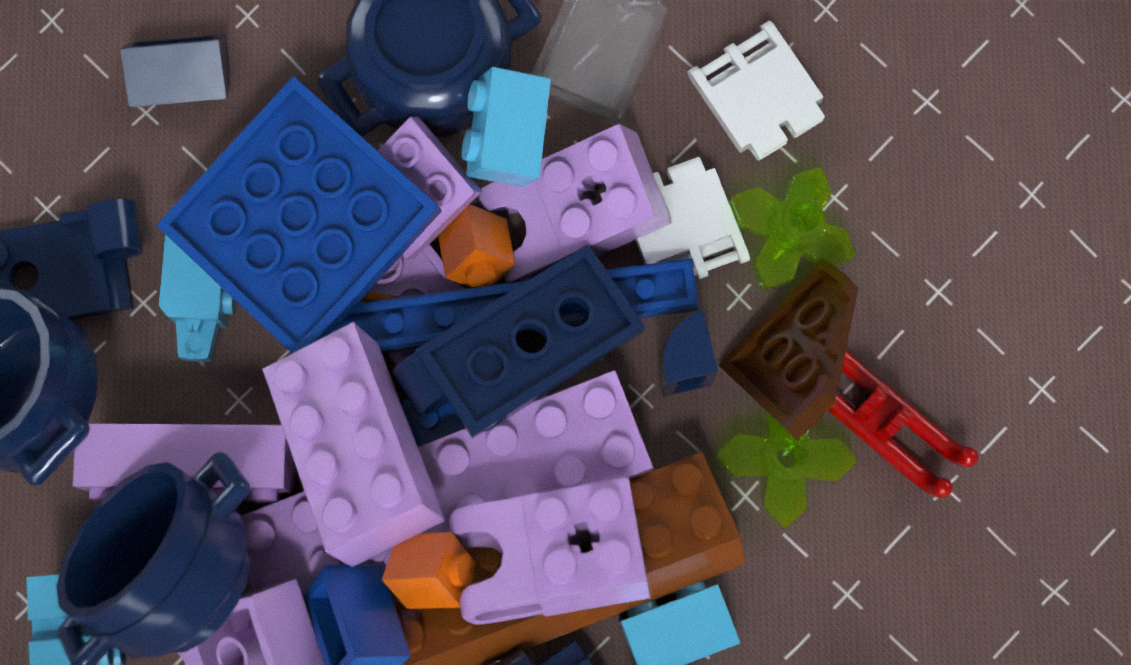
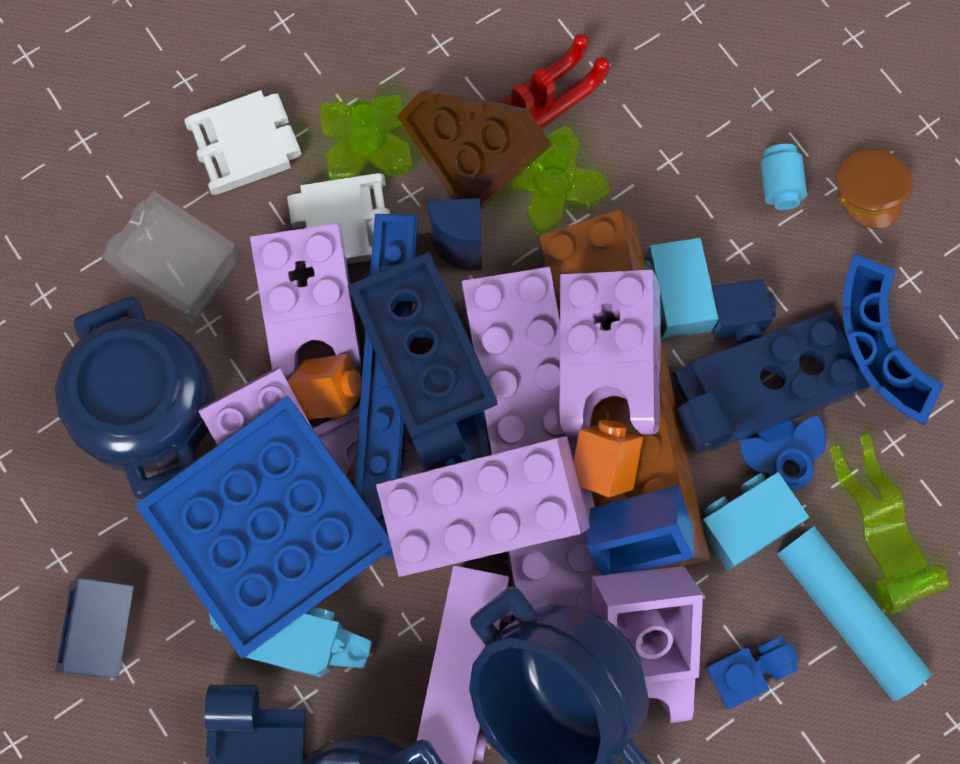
camera: 80 degrees left, 5 degrees down
(506, 127) = (229, 328): medium azure brick -> none

